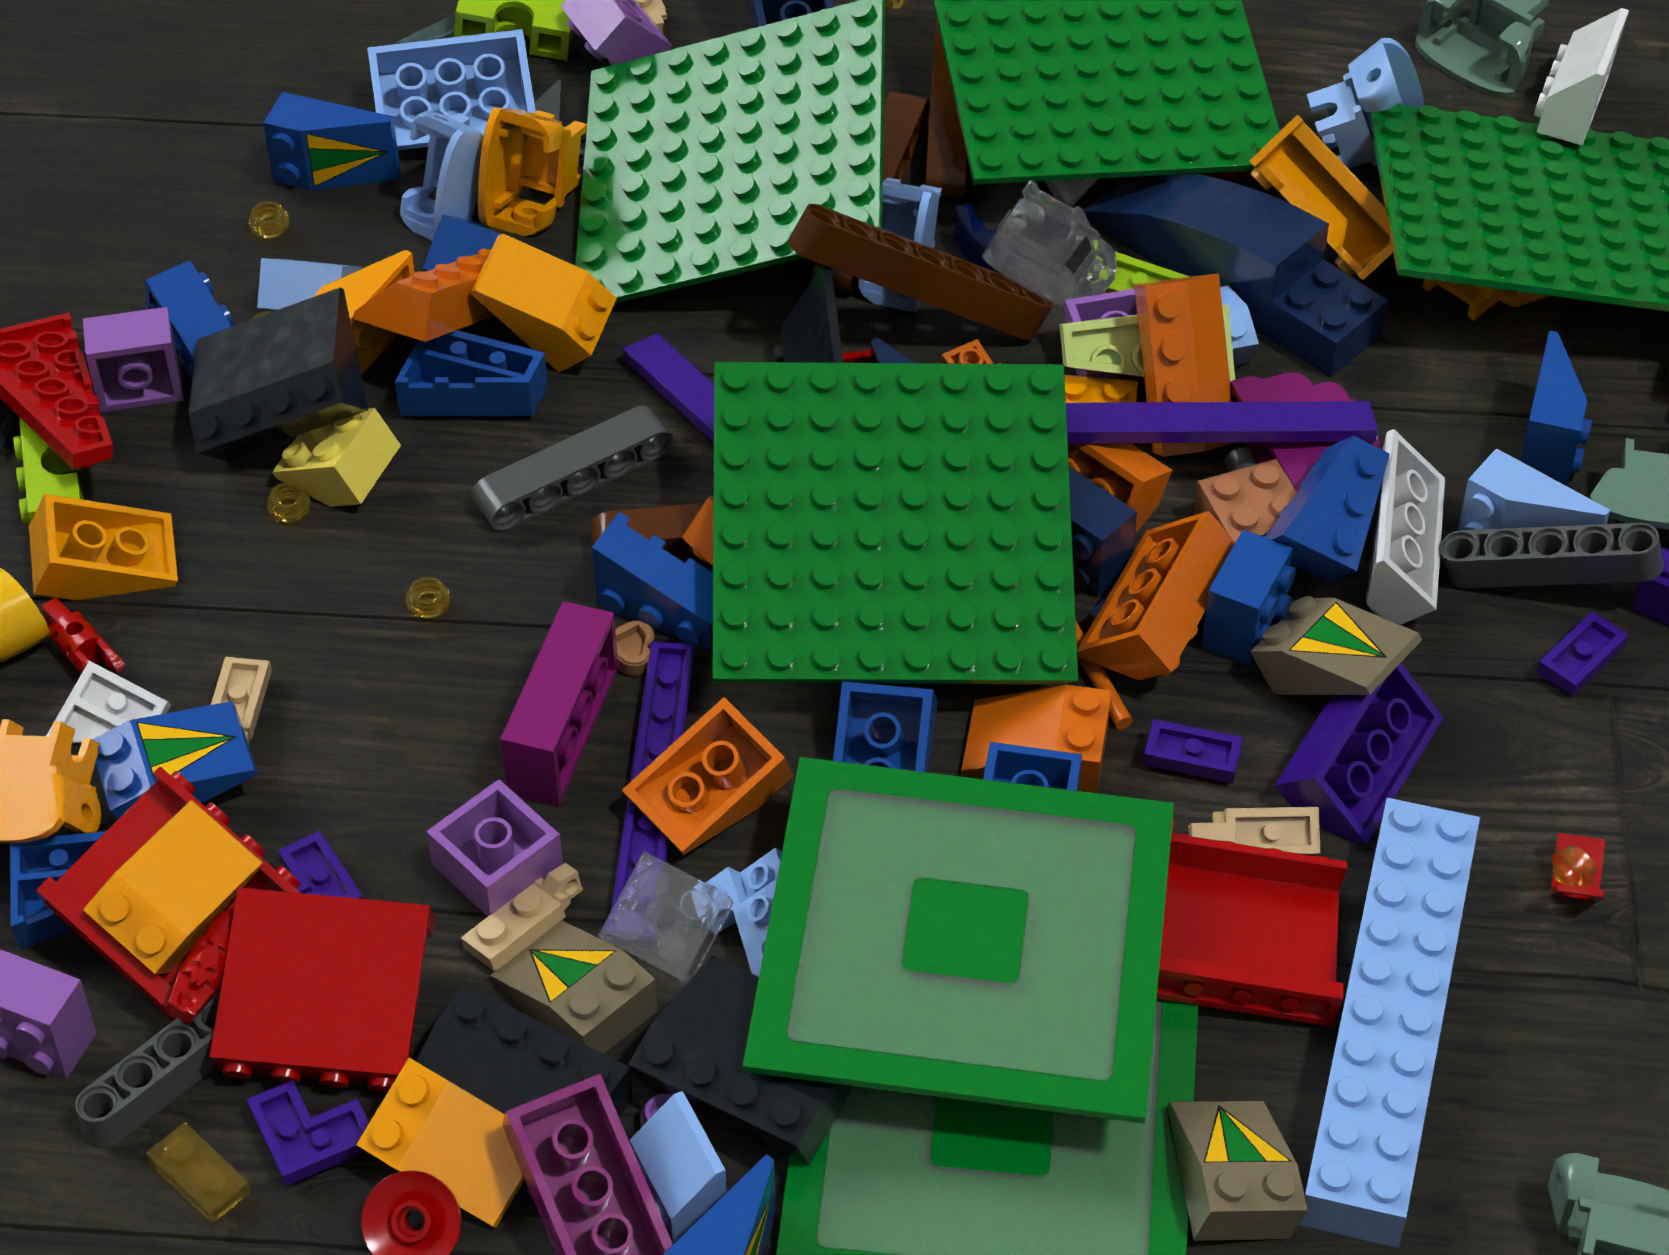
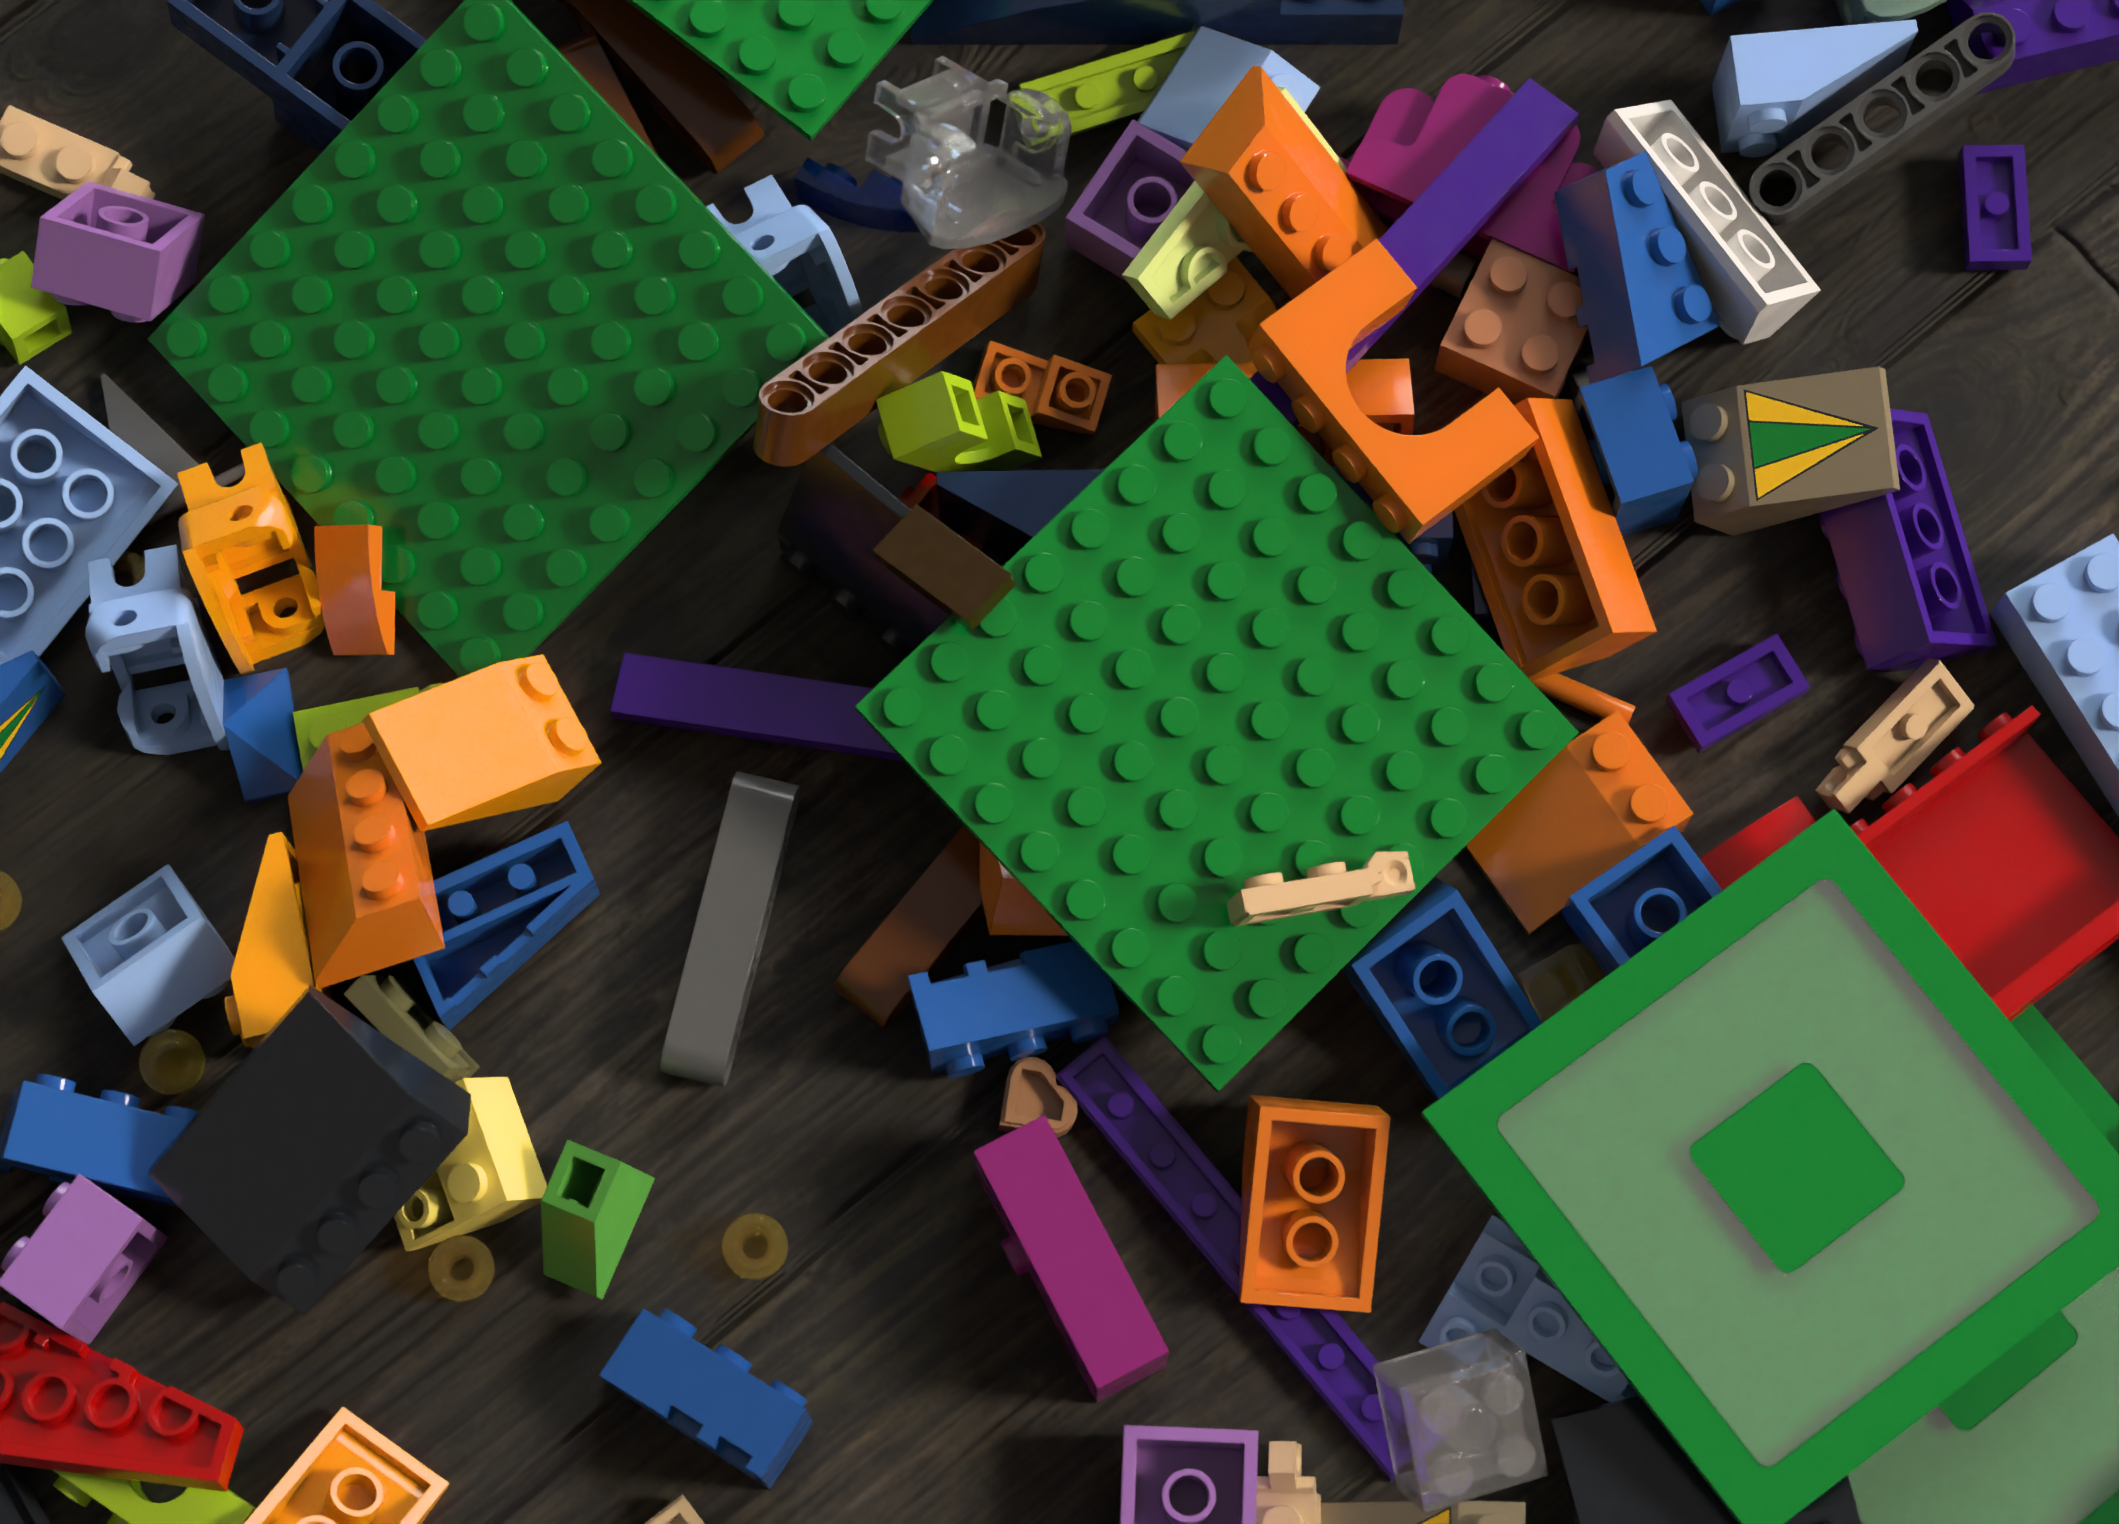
camera: 45 degrees left, 25 degrees up
(331, 634) = (709, 1395): none -> blue wedge
(367, 518) = (589, 1217): none -> bright green slope
(378, 379) = (404, 1021): none -> olive plate
(557, 225) = (351, 596): none -> orange slope
(821, 340) = (944, 567): none -> dark brown tile
(855, 618) = (1325, 889): none -> tan hinge
(895, 310) = (948, 430): none -> lime arch
(1107, 489) = (1407, 476): none -> orange arch

